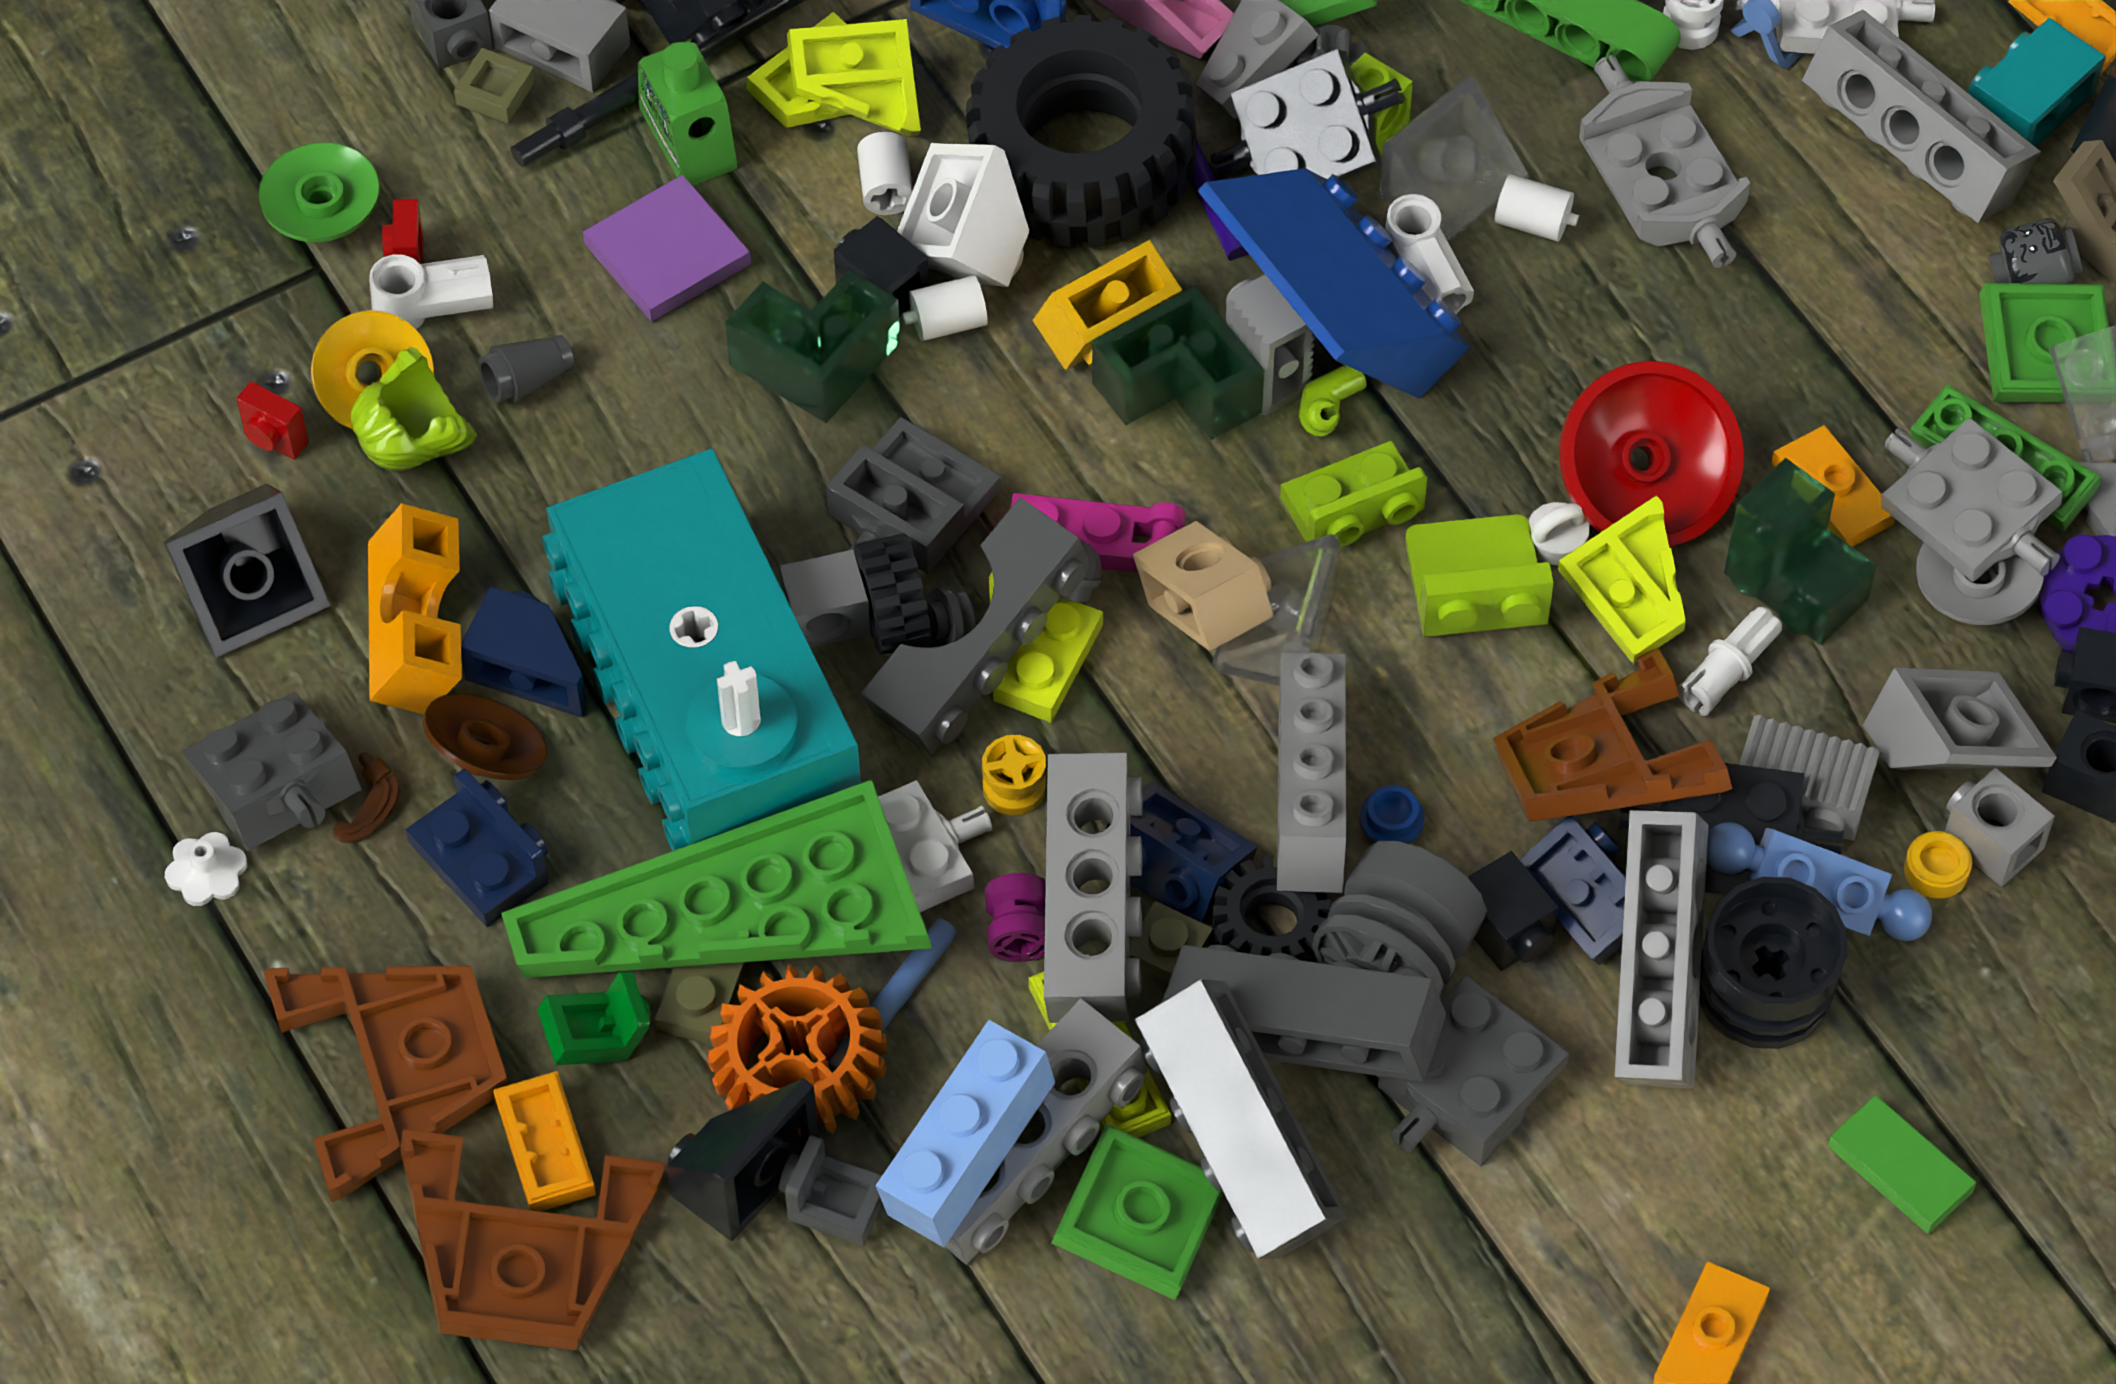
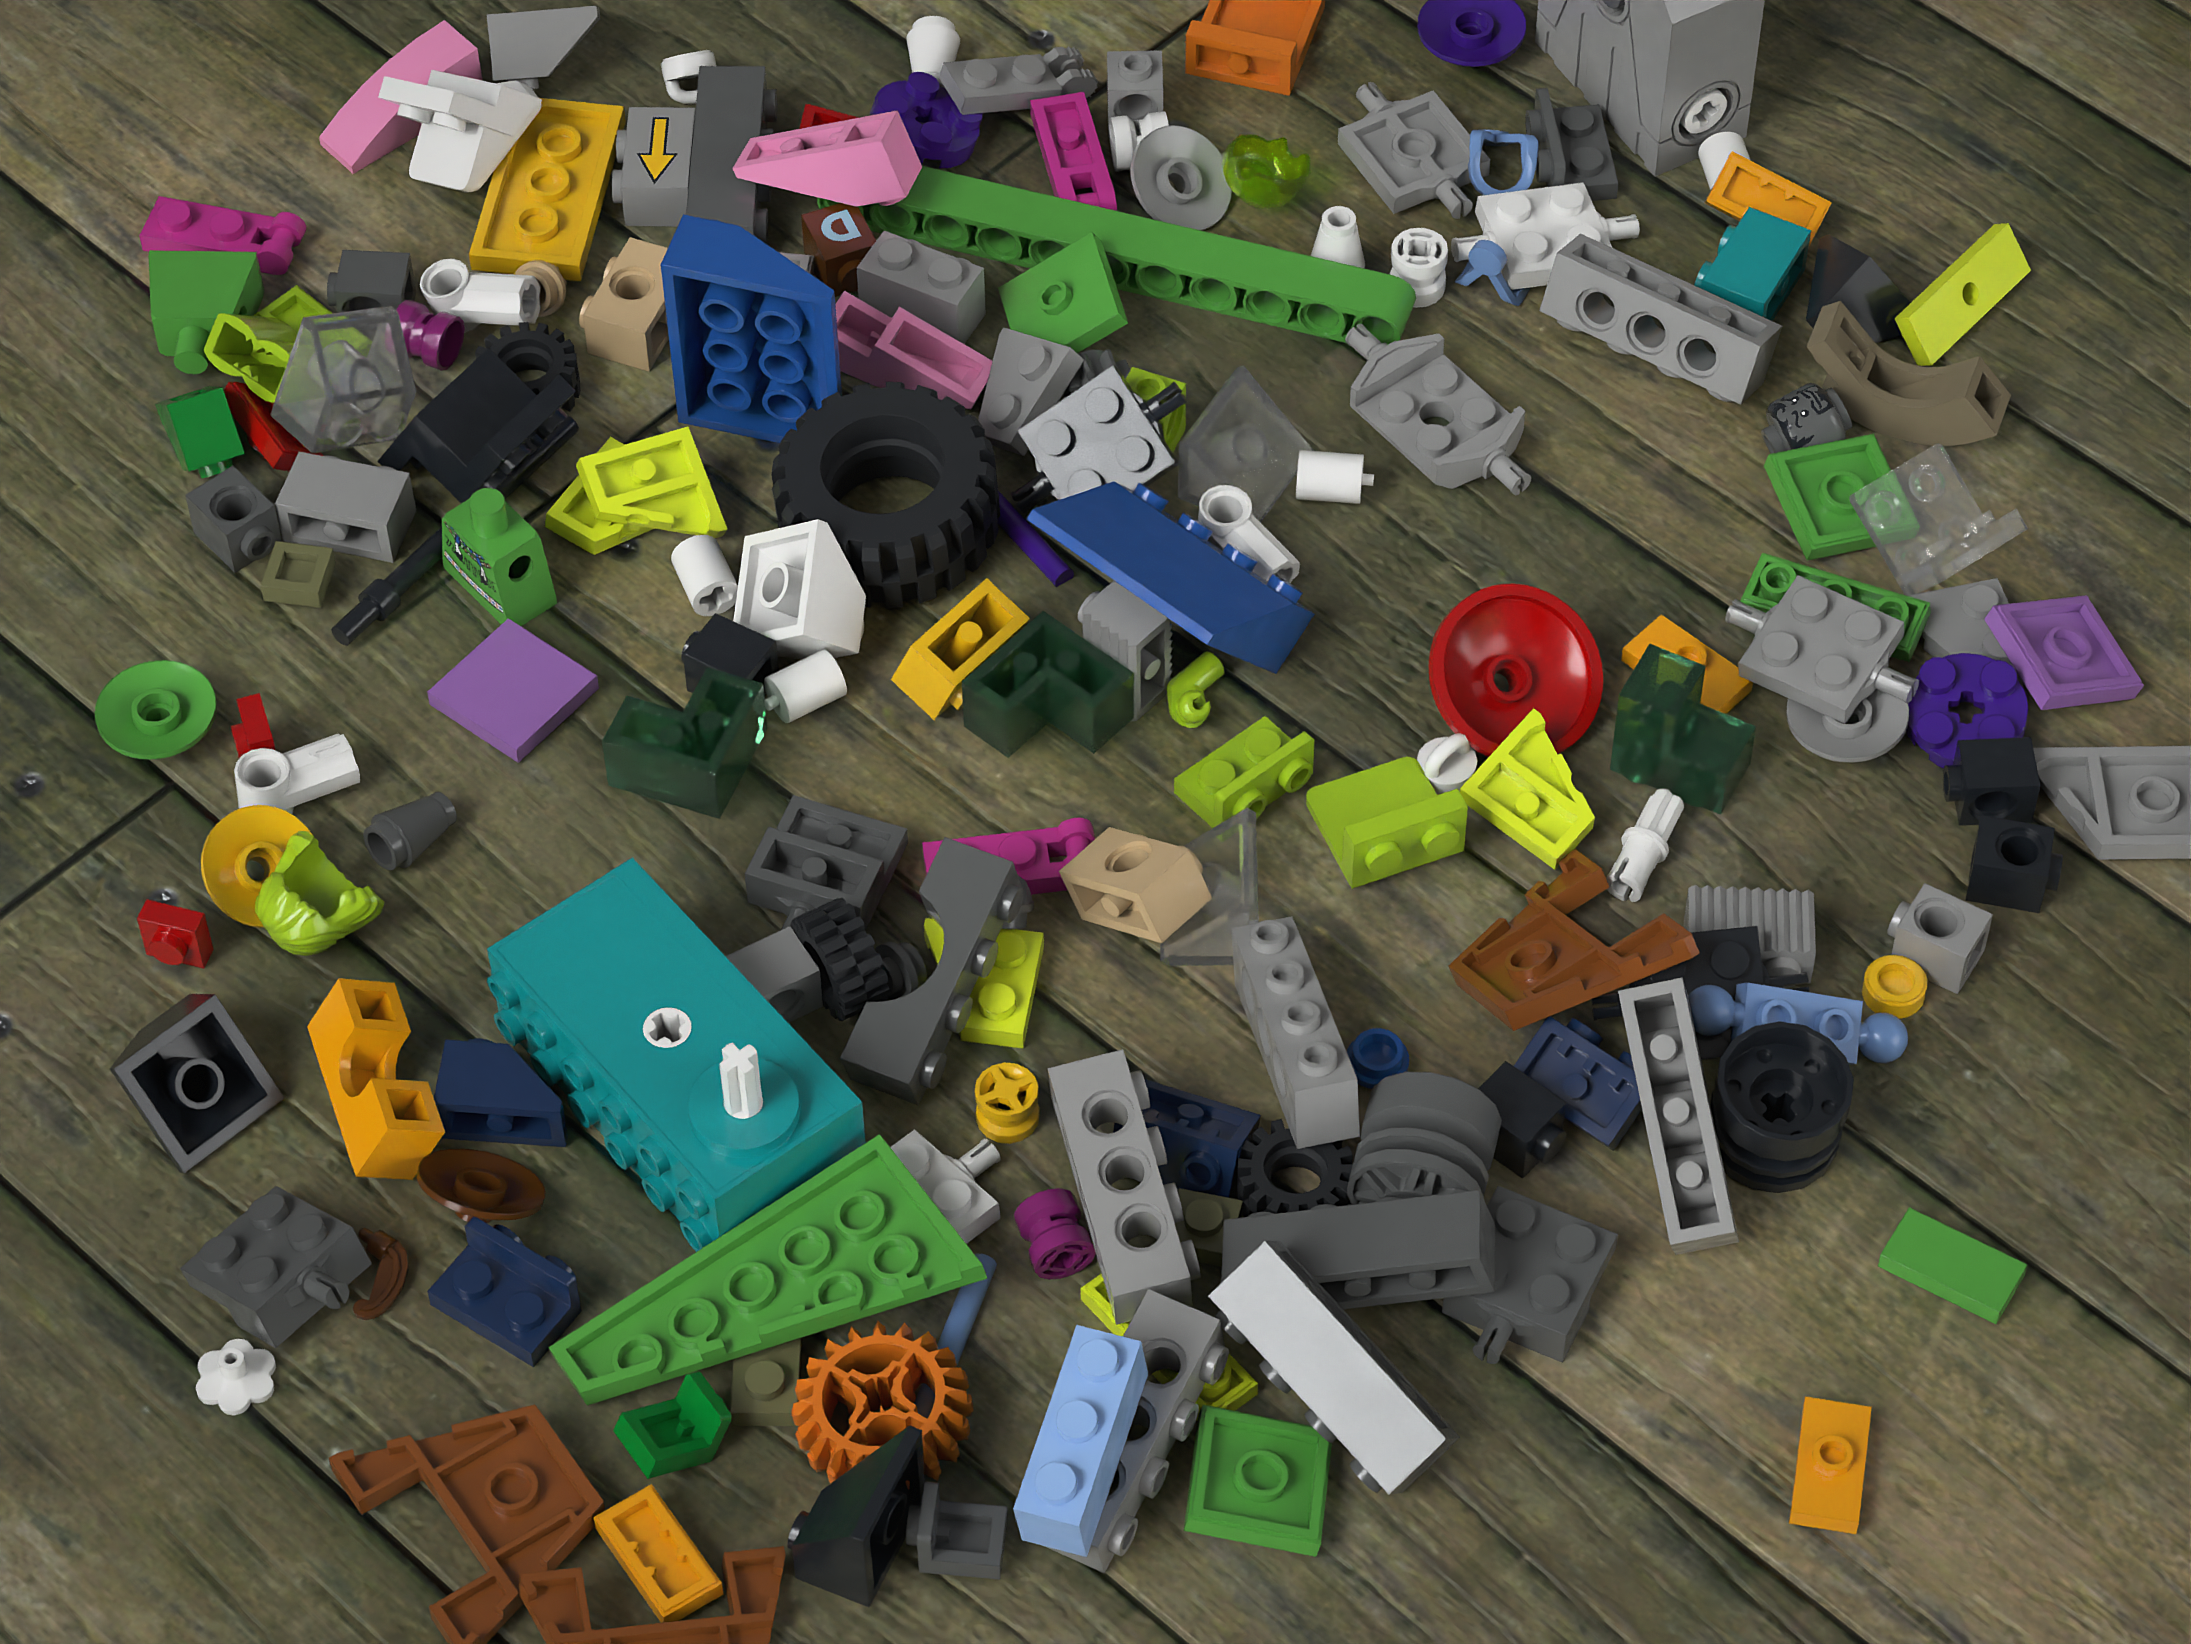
camera: 15 degrees left, 5 degrees down
(1953, 722) = (1871, 853): light grey slope -> none

